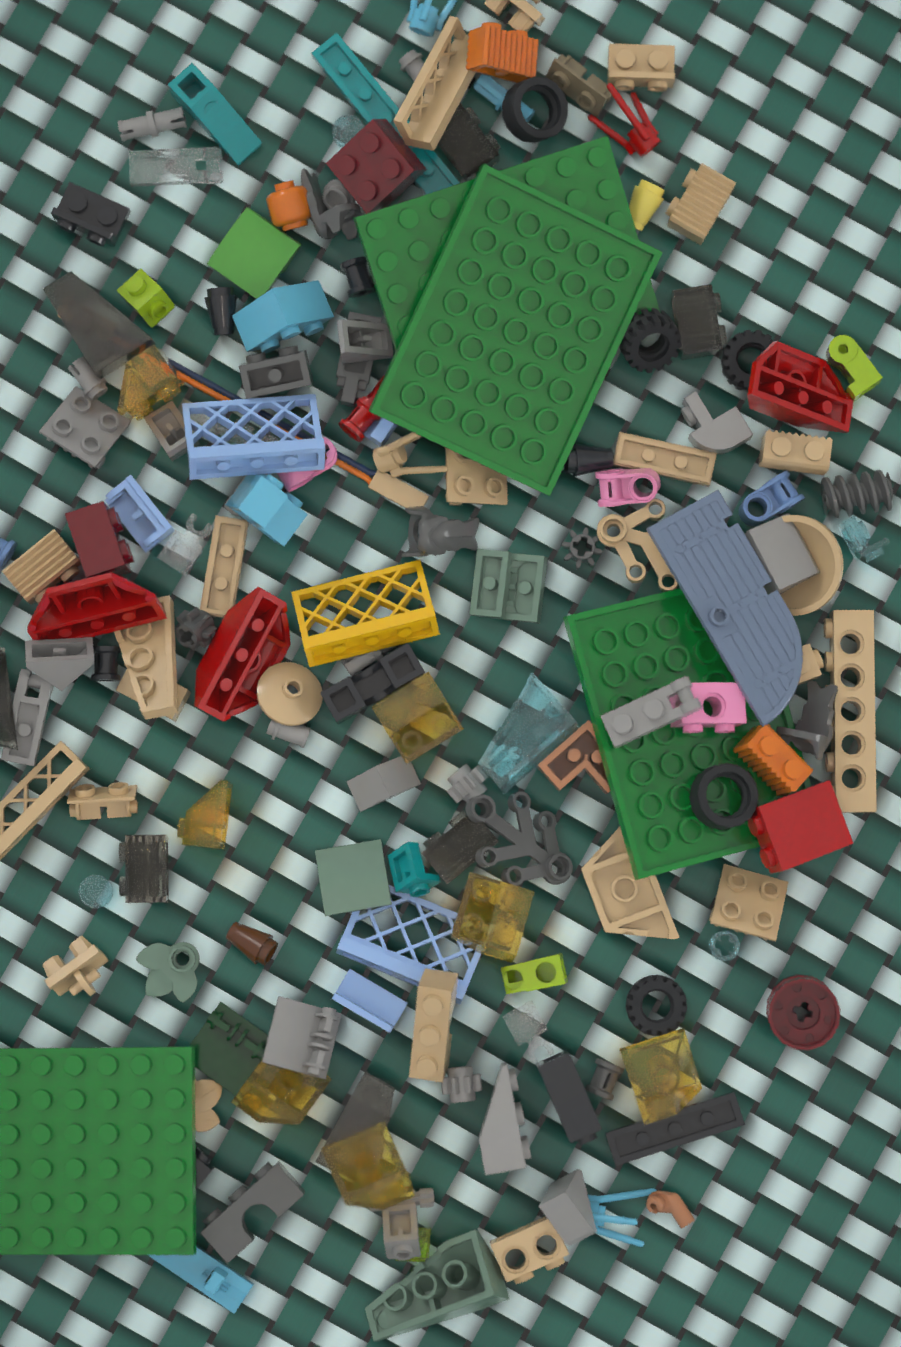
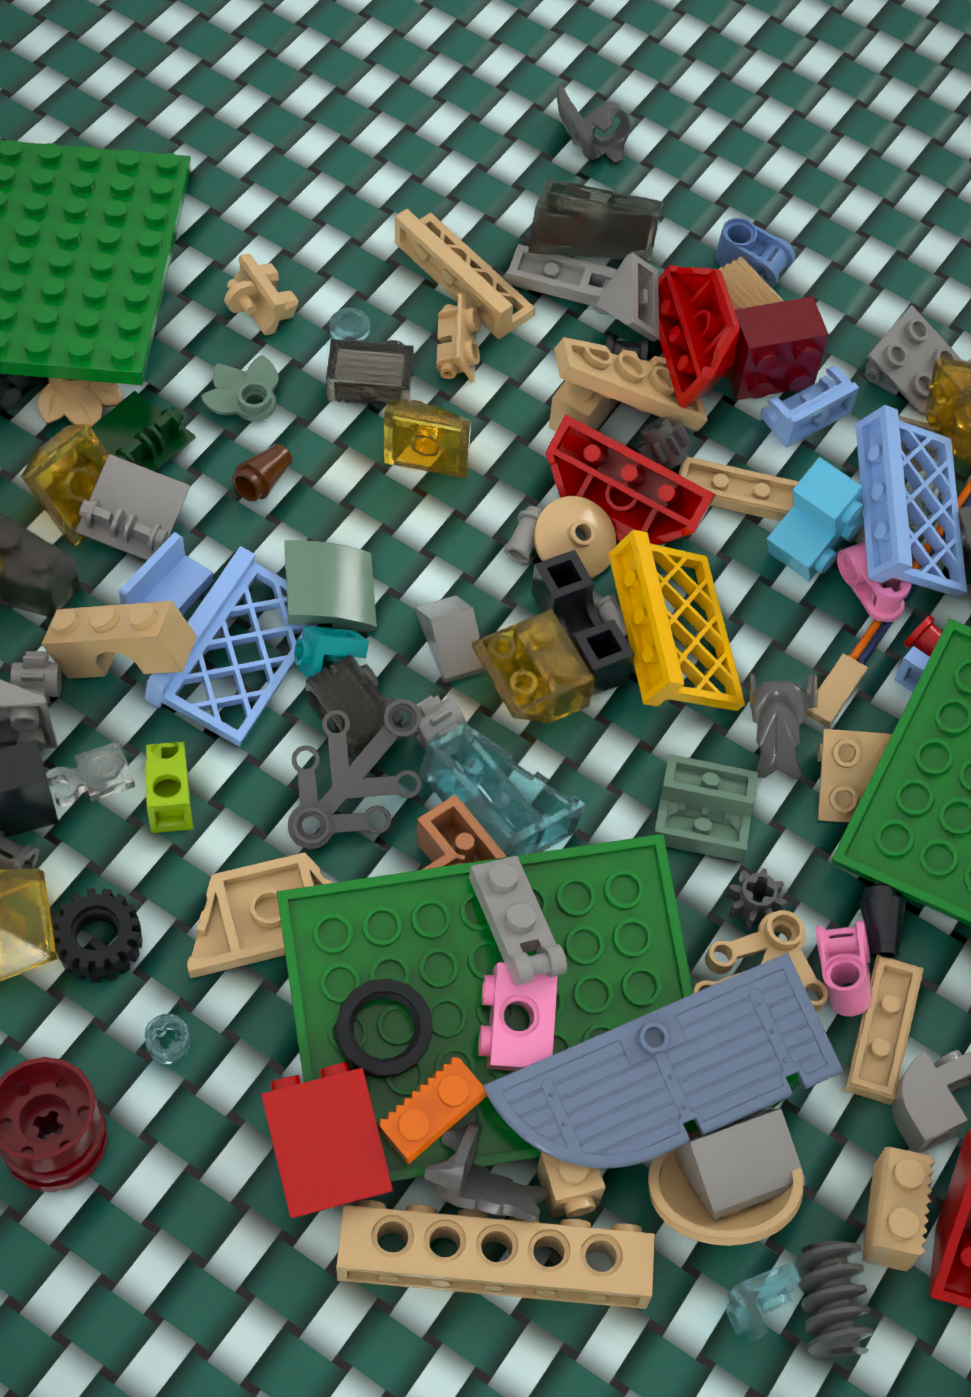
camera: 90 degrees right, 25 degrees down
(182, 550) = (766, 445): clear plate -> none
(393, 455) = (885, 678): tan plant -> none
(492, 916) = (252, 729): clear yellow slope -> none
(749, 903) = (222, 1076): tan hinge -> none
(775, 498) = (828, 1168): medium blue piece -> none

